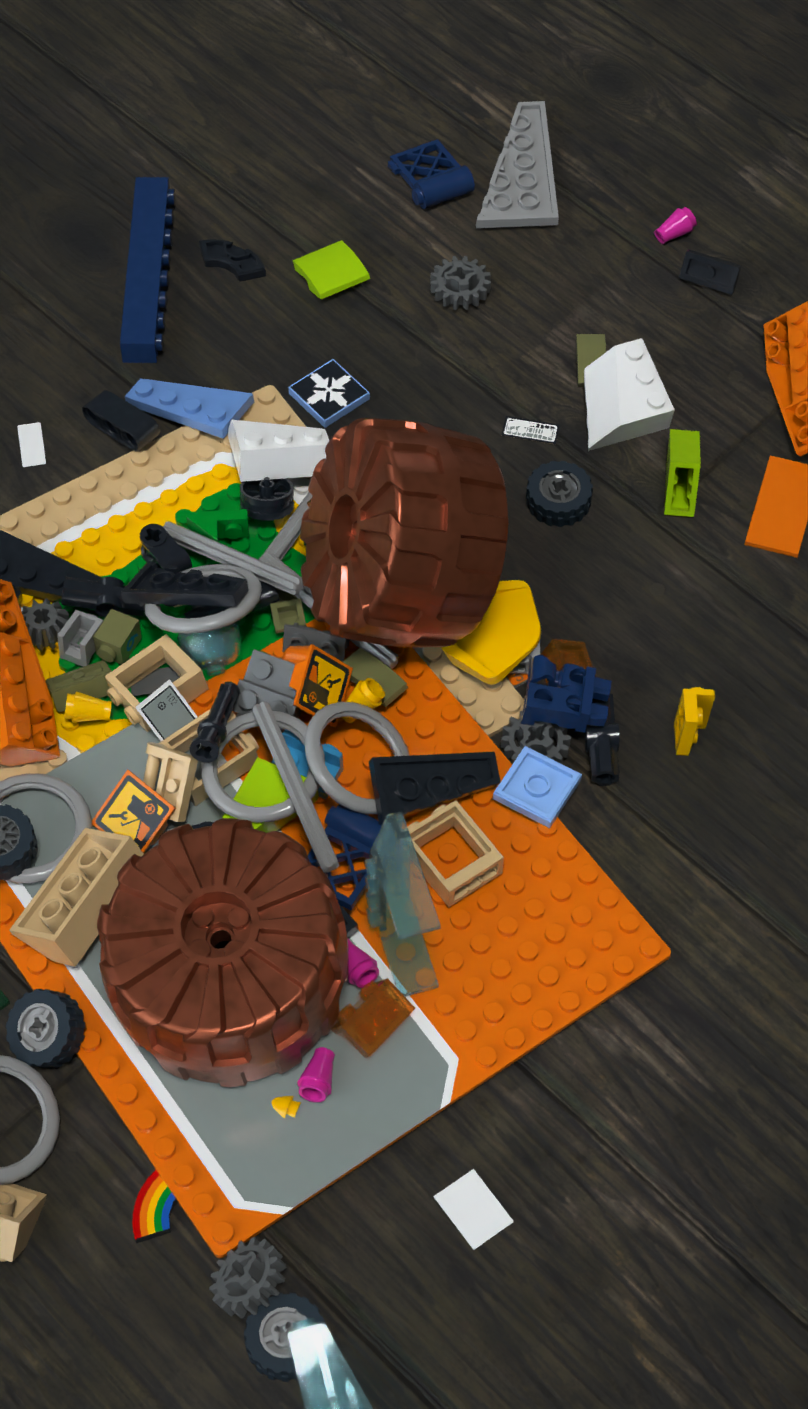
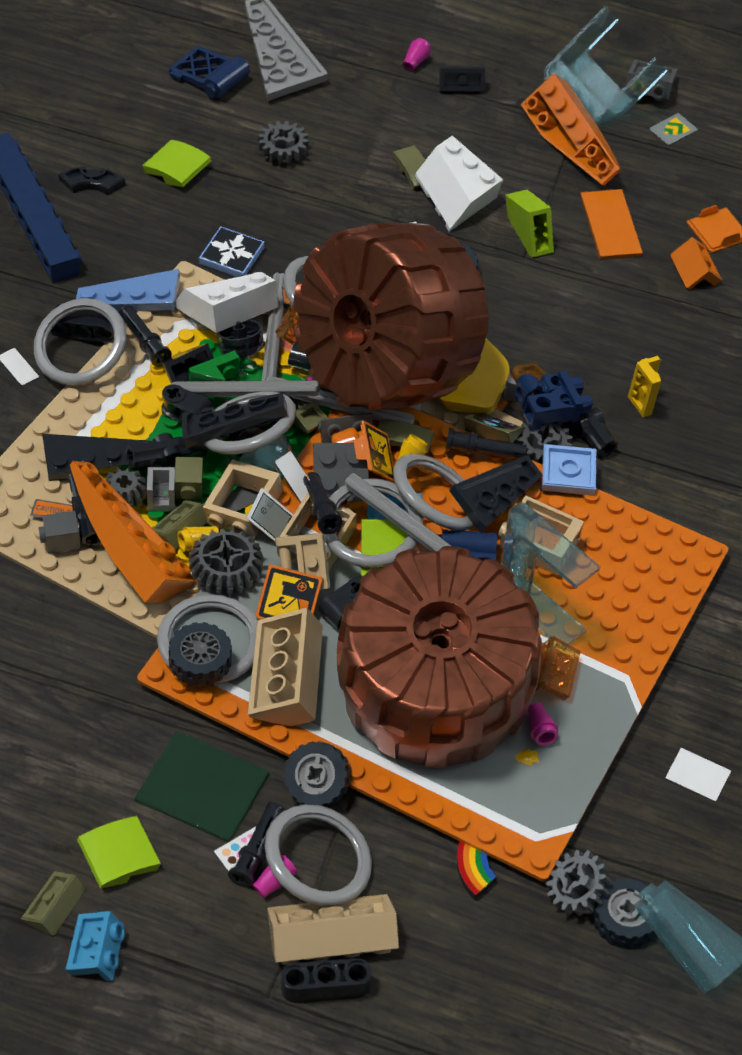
camera: 30 degrees left, 5 degrees down
(101, 757) = (241, 554): none -> dark grey gear
(123, 466) = (98, 371): none -> light grey wedge
(172, 465) = (149, 341): none -> black pin
(195, 502) = (178, 365): none -> black slope
(221, 668) = (293, 473): none -> white sticker
(443, 714) = (472, 443): none -> black pin
(483, 703) = (492, 427): none -> olive slope

